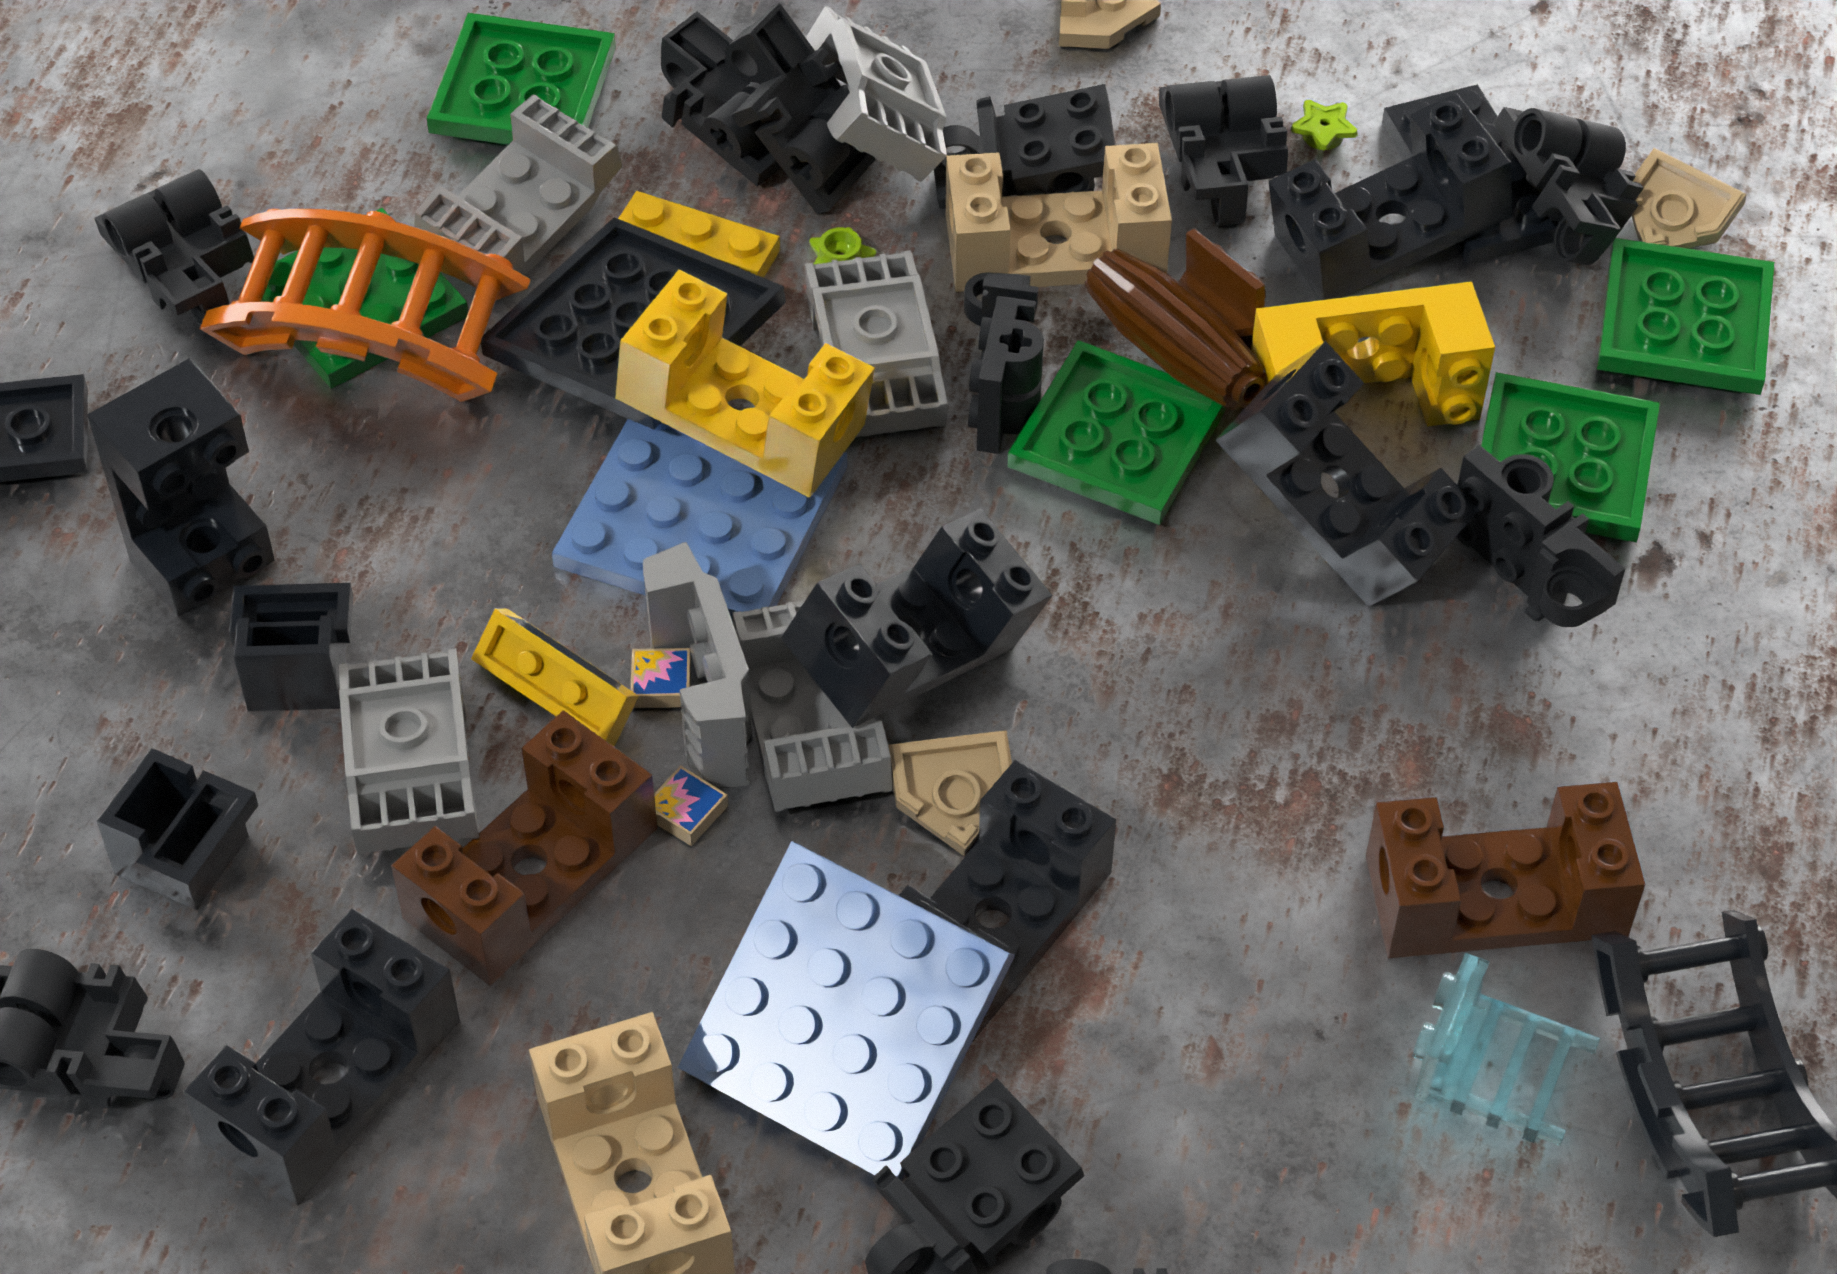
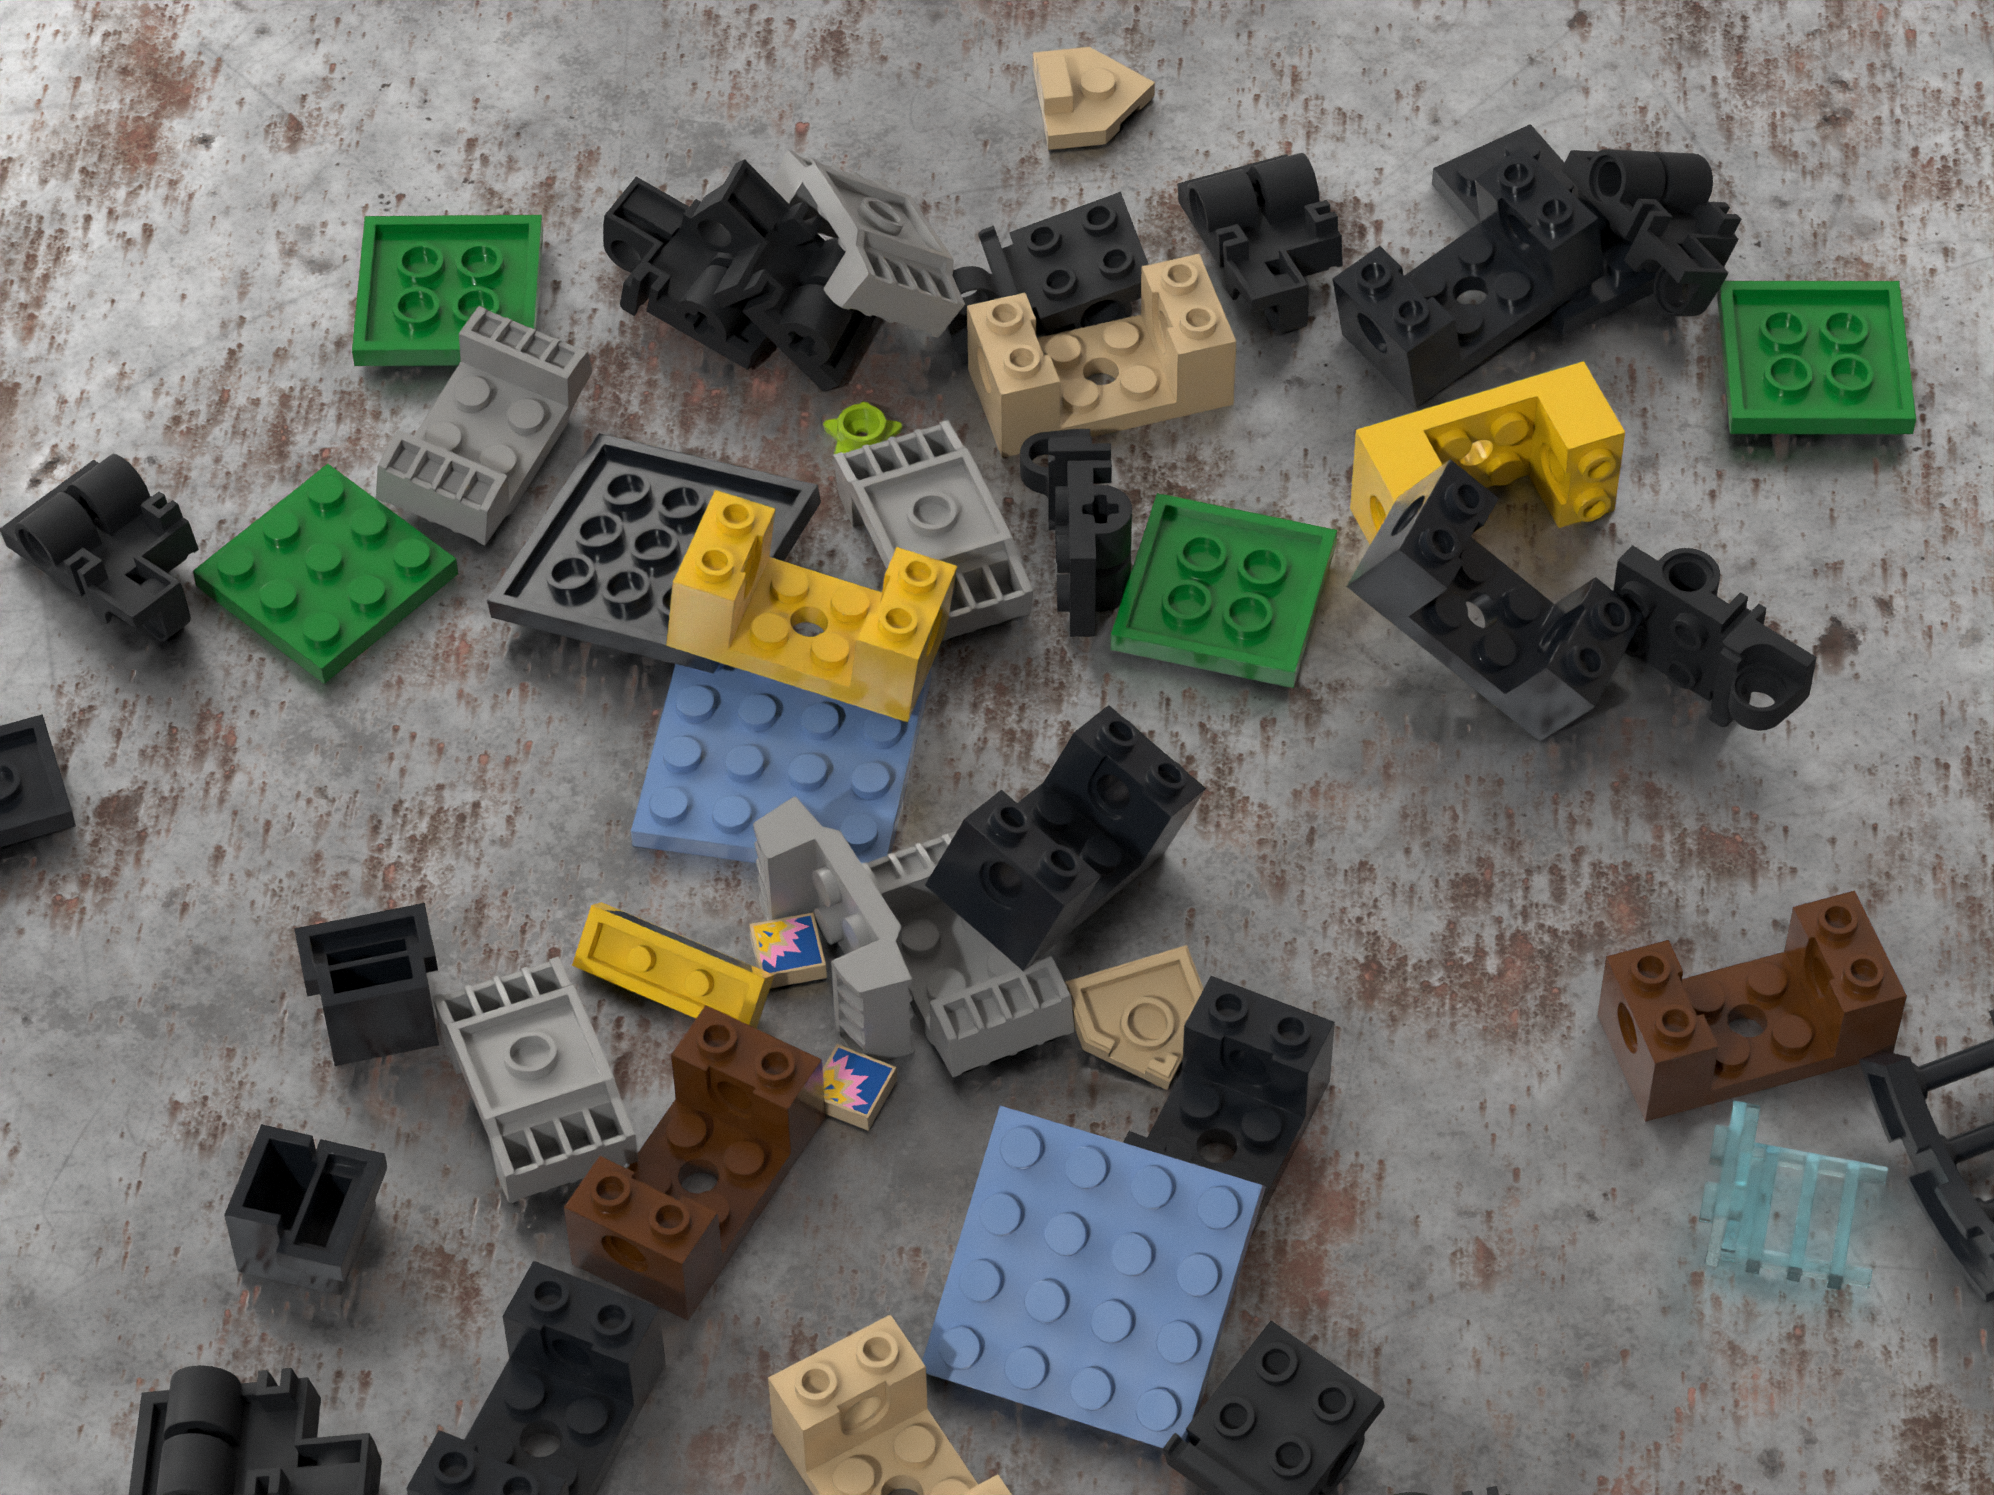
camera: 10 degrees left, 0 degrees up
(171, 489) = (196, 833): black plate -> none
(262, 326) = (336, 616): orange fence -> none
(704, 232) = (702, 434): yellow plate -> none
(1188, 326) = (1284, 456): reddish brown plate -> none
(1313, 123) = (1370, 211): lime plate -> none
(1589, 440) = (1740, 513): green plate -> none
(1682, 203) = (1785, 230): tan plate -> none

